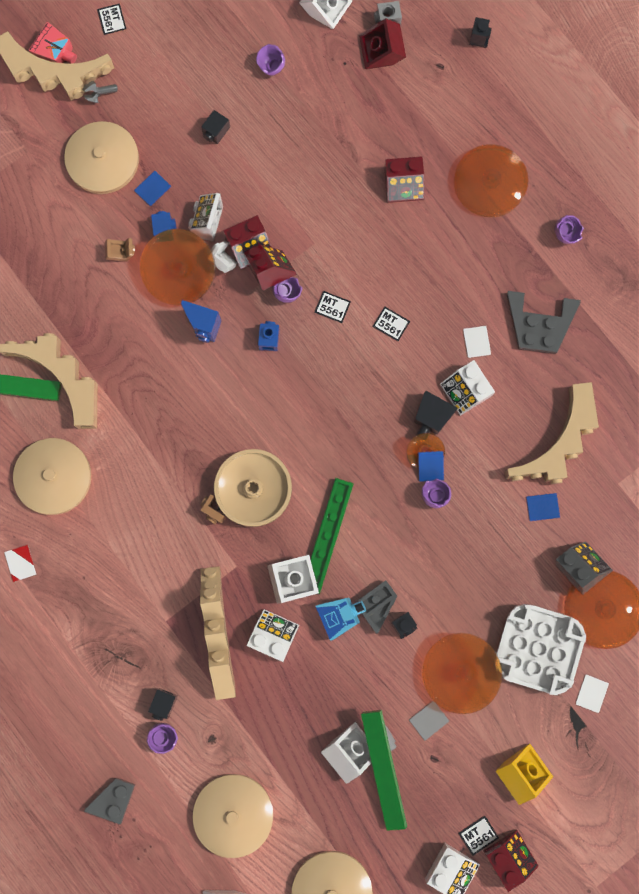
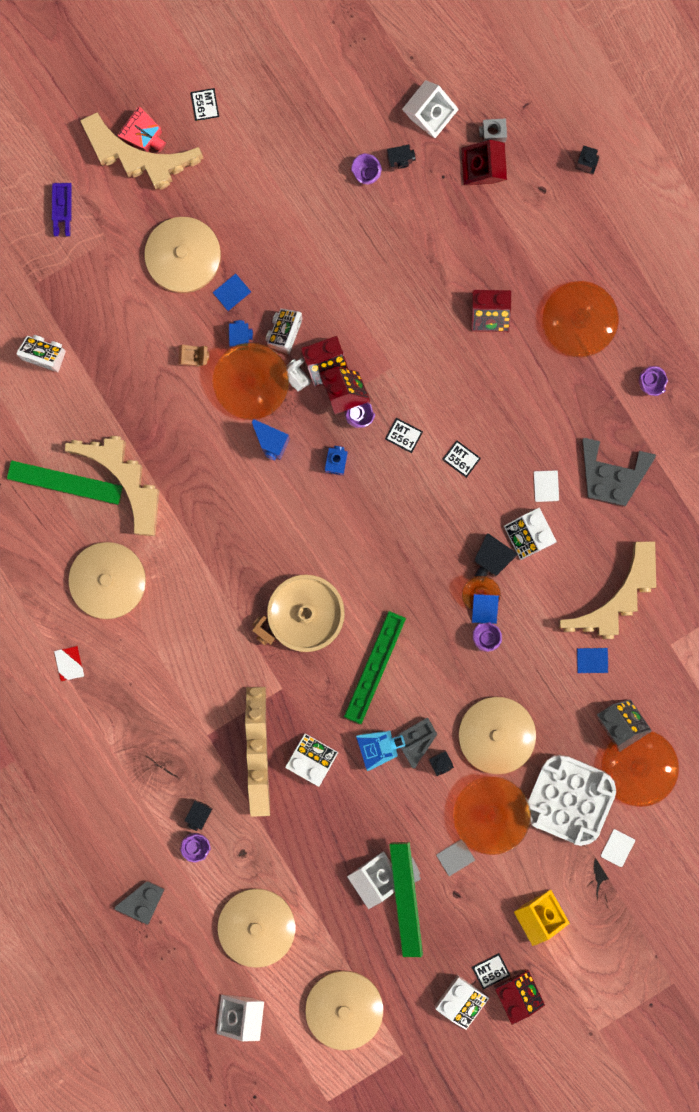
camera: 10 degrees right, 5 degrees up
(98, 91) = (183, 184): dark grey bar -> none
(215, 127) = (302, 235): black brick -> none
(293, 579) = (336, 707): white slope -> none
(302, 47) = (400, 157): none -> black brick
(457, 591) = (497, 735): none -> tan dish

